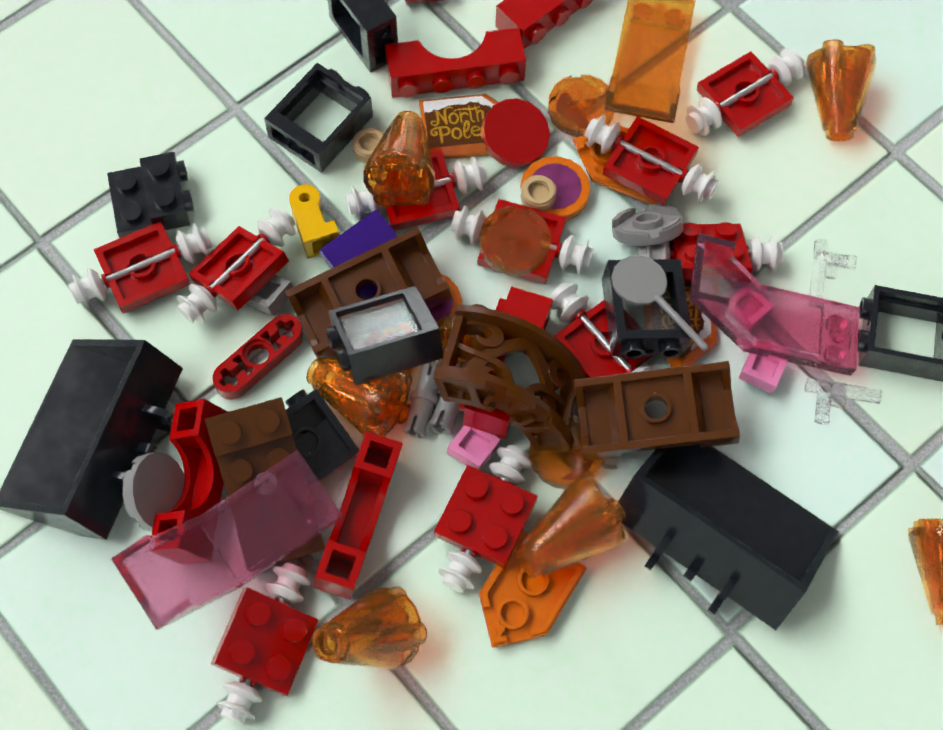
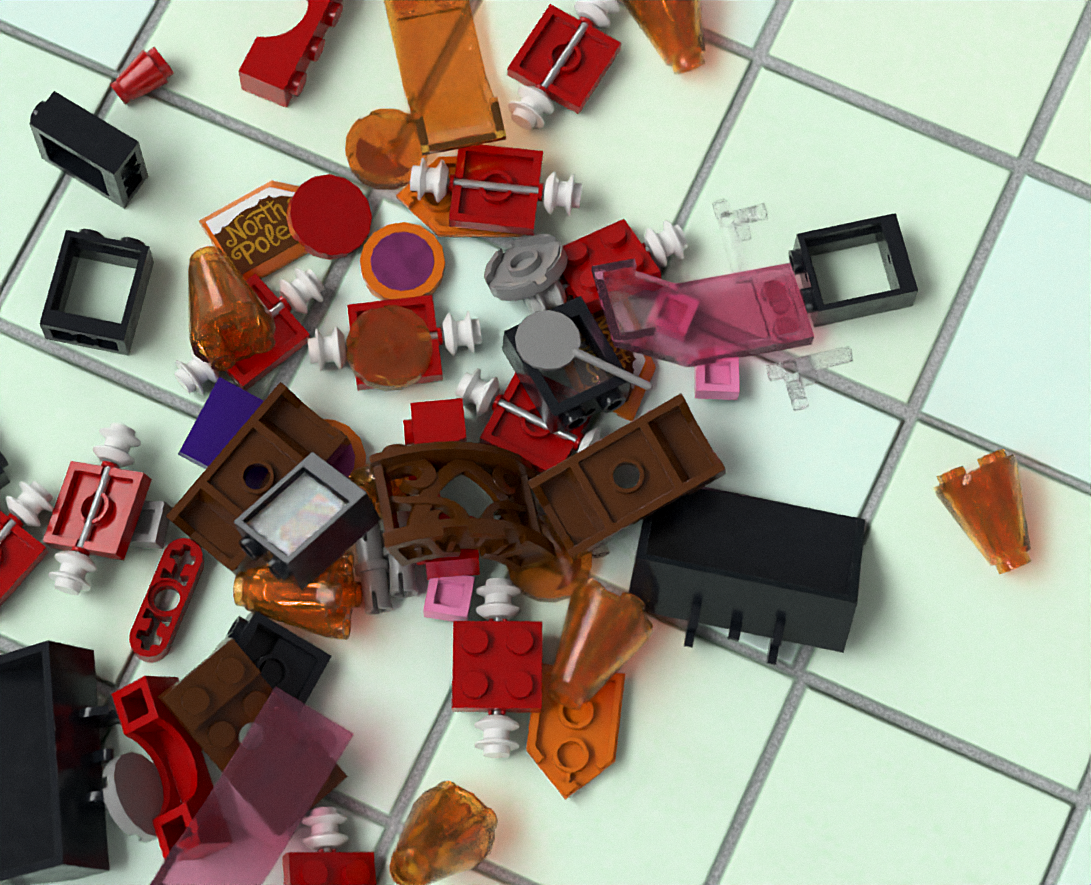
camera: 25 degrees left, 5 degrees up
(309, 221) = (152, 426): yellow leg -> none
(360, 511) = (361, 710): red arch -> none
(365, 142) = (168, 300): tan tile -> none
(417, 71) = (181, 187): red arch -> none
(538, 192) = (388, 279): tan tile -> none

